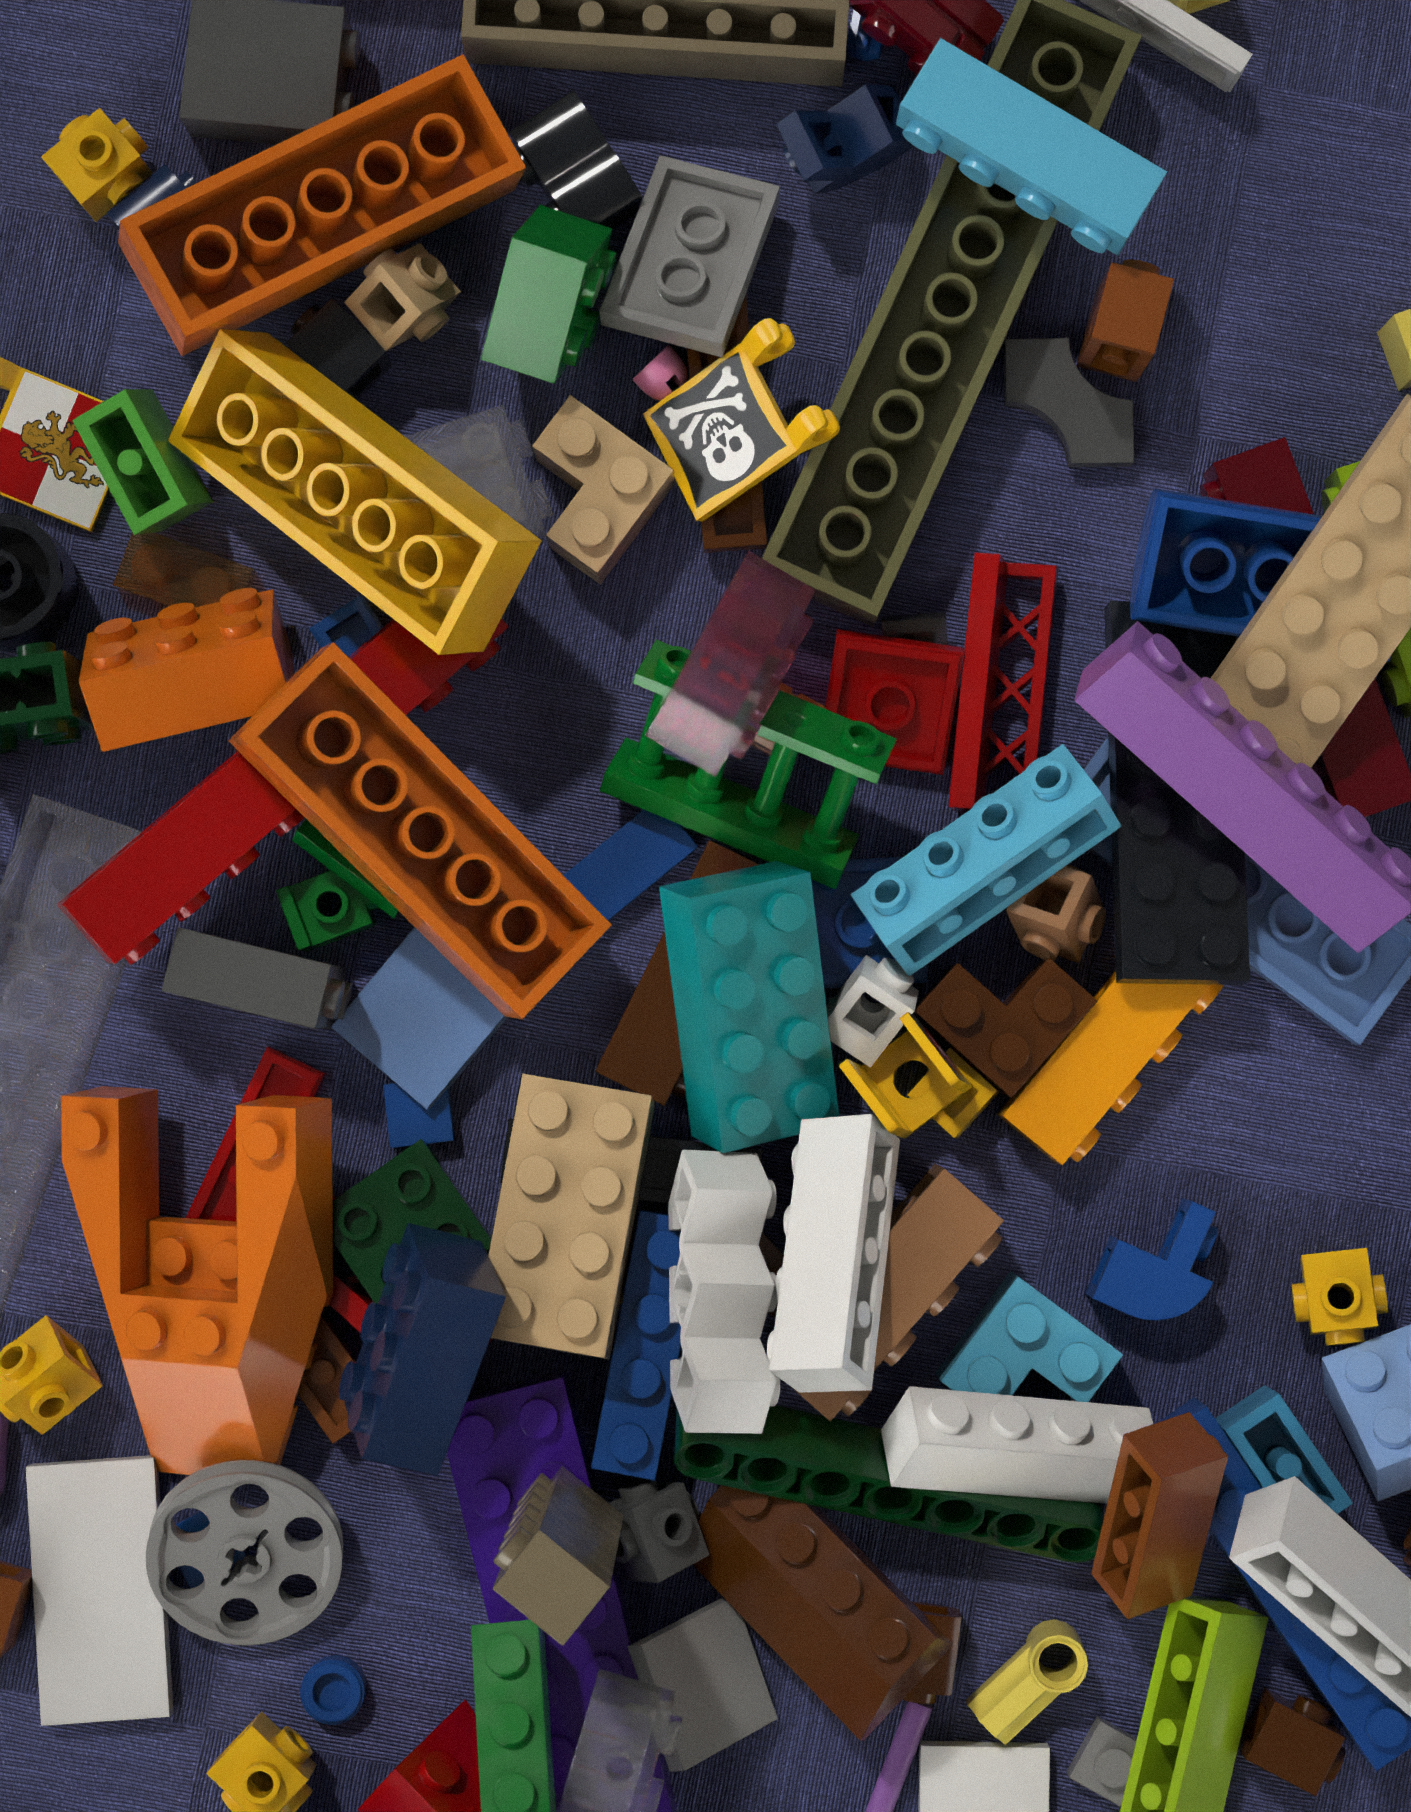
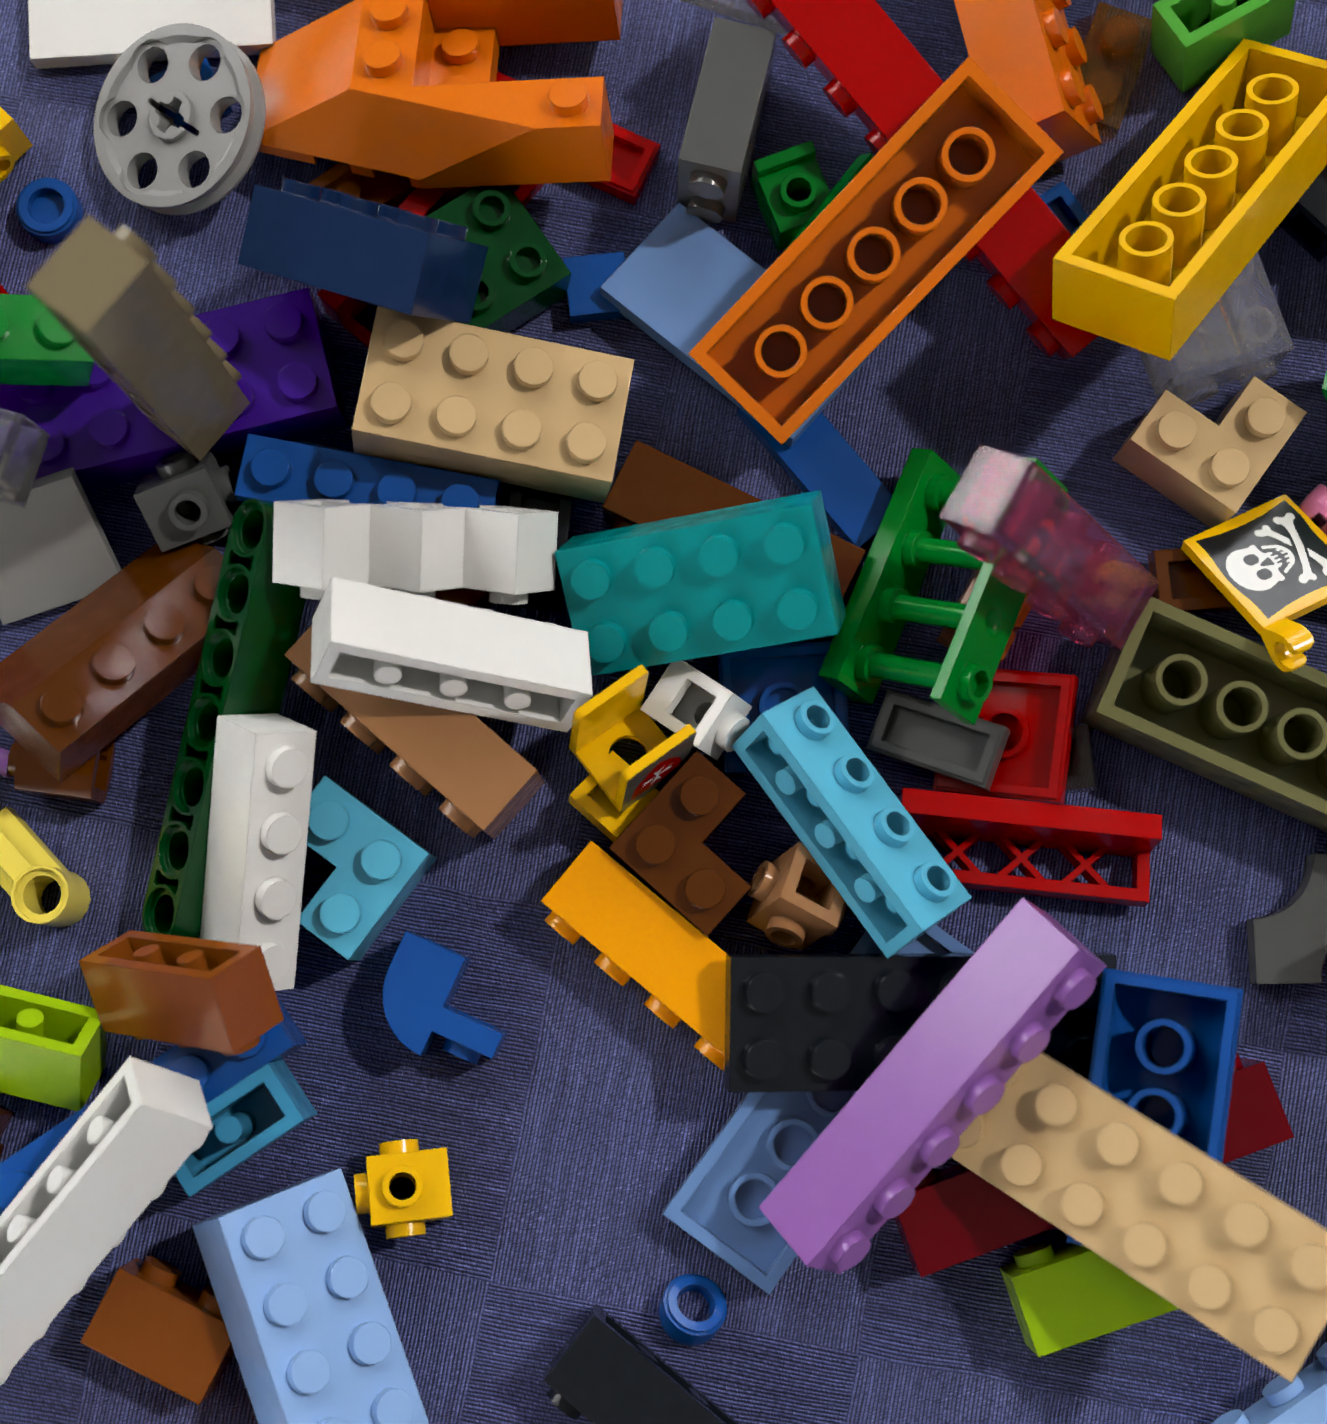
camera: 85 degrees right, 5 degrees down
(892, 801) = (937, 740): none -> dark grey tile

